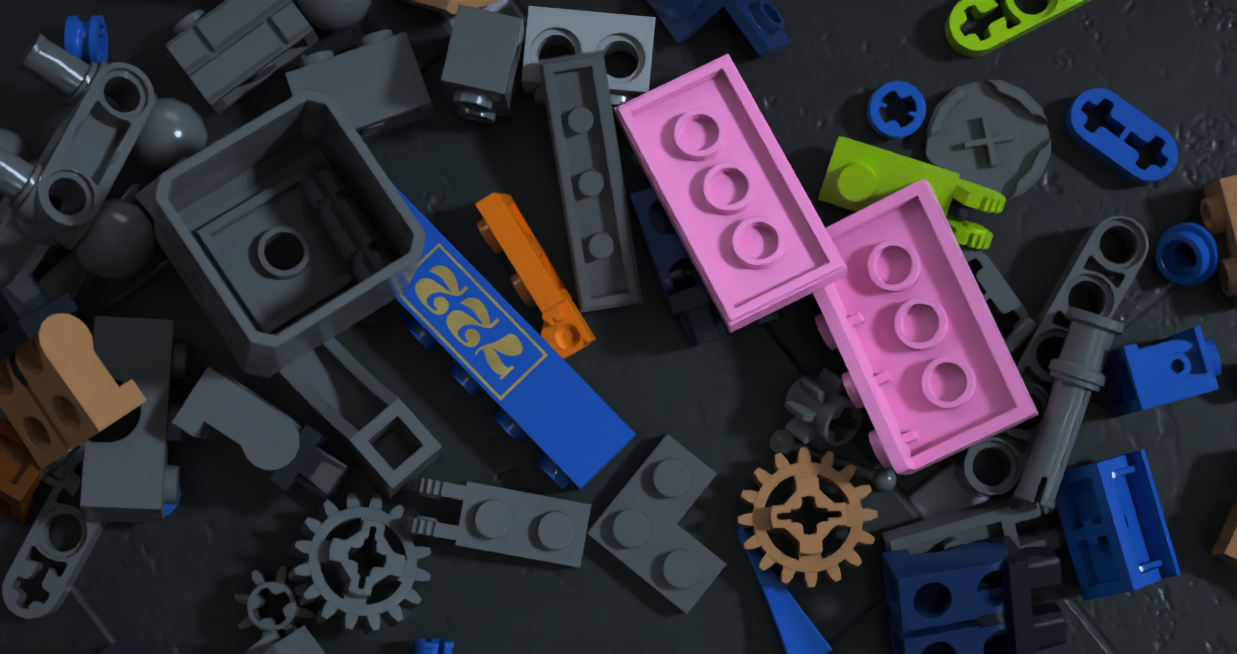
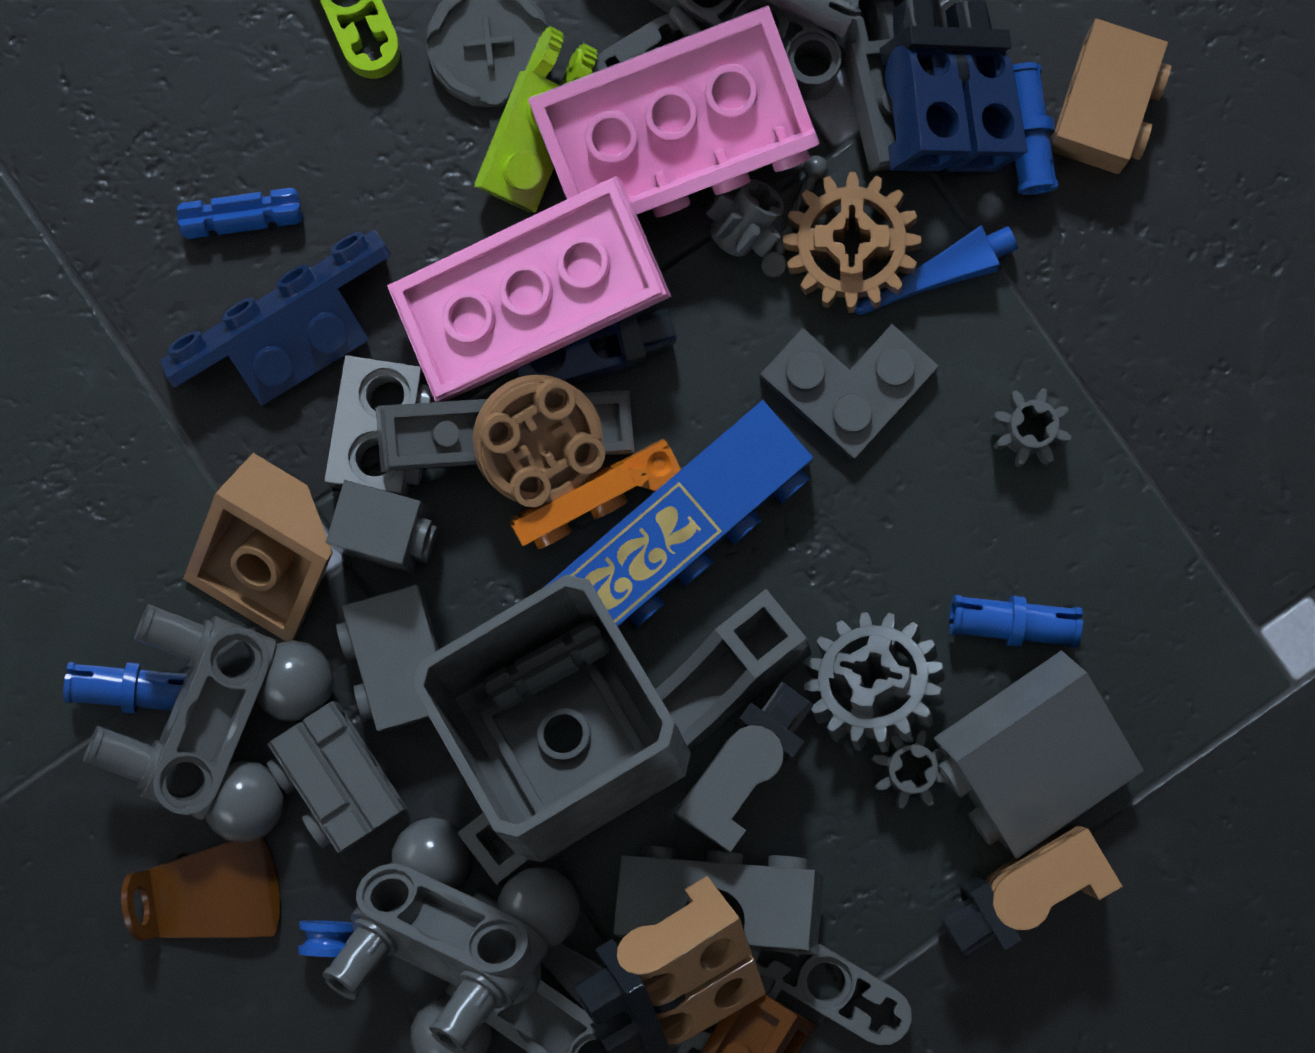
camera: 85 degrees left, 0 degrees up
(507, 521) = (839, 535): dark grey hinge -> none
(581, 211) = (537, 439): none -> medium nougat tile
(899, 91) = (432, 126): blue bush -> none

